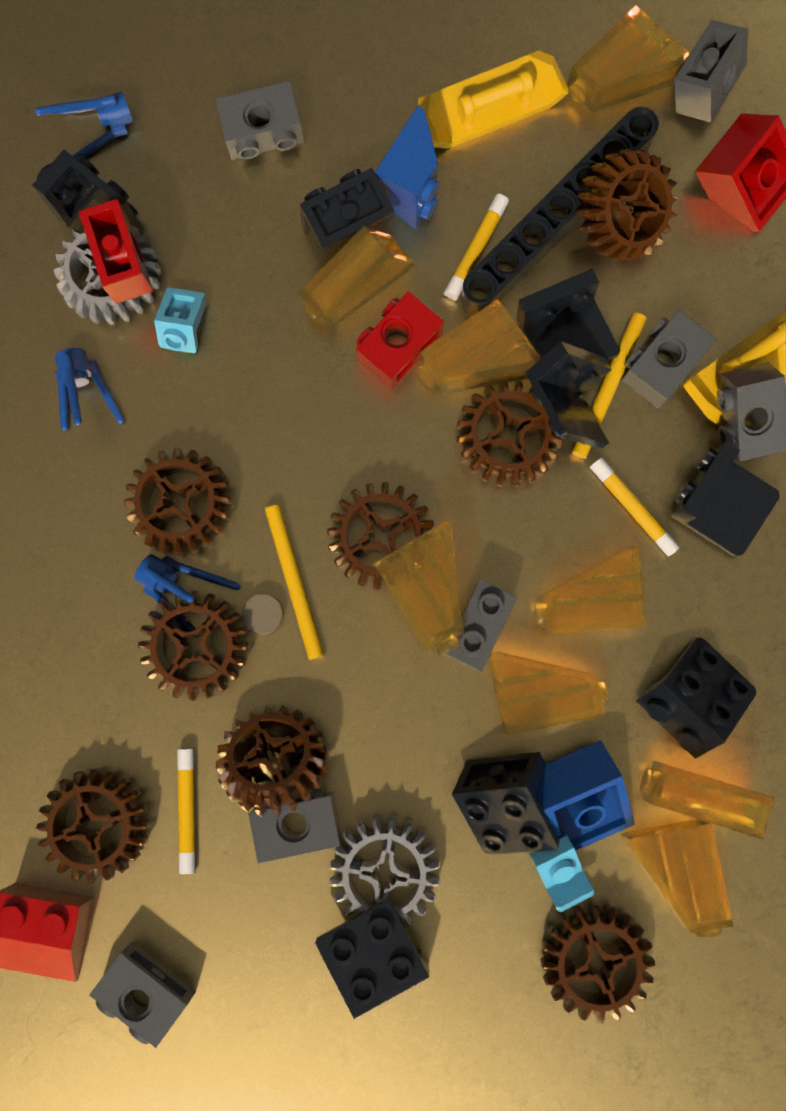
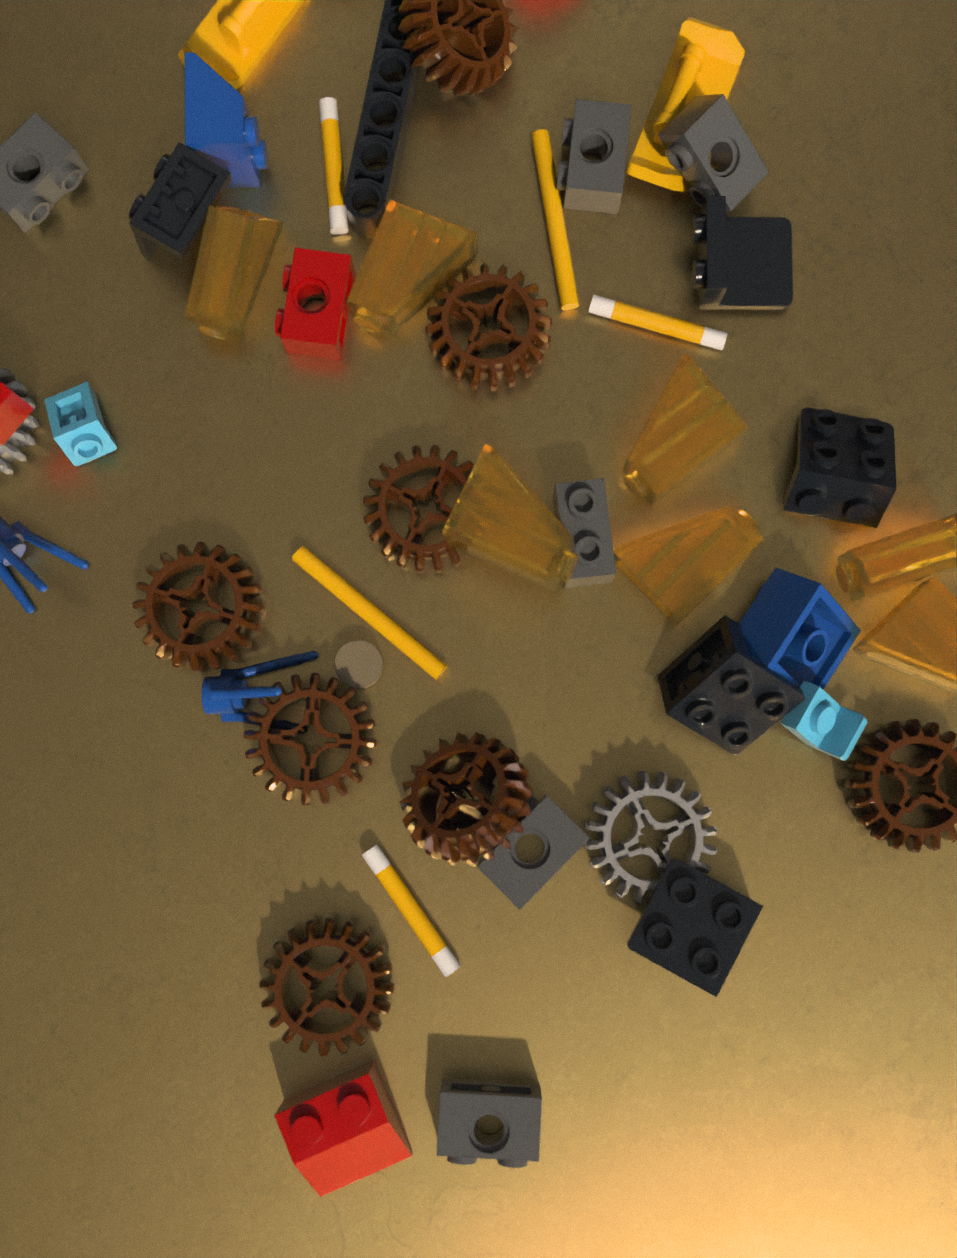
camera: 35 degrees left, 0 degrees up
(559, 385) = (506, 239): black bracket -> none
(567, 315) = (476, 185): black bracket -> none

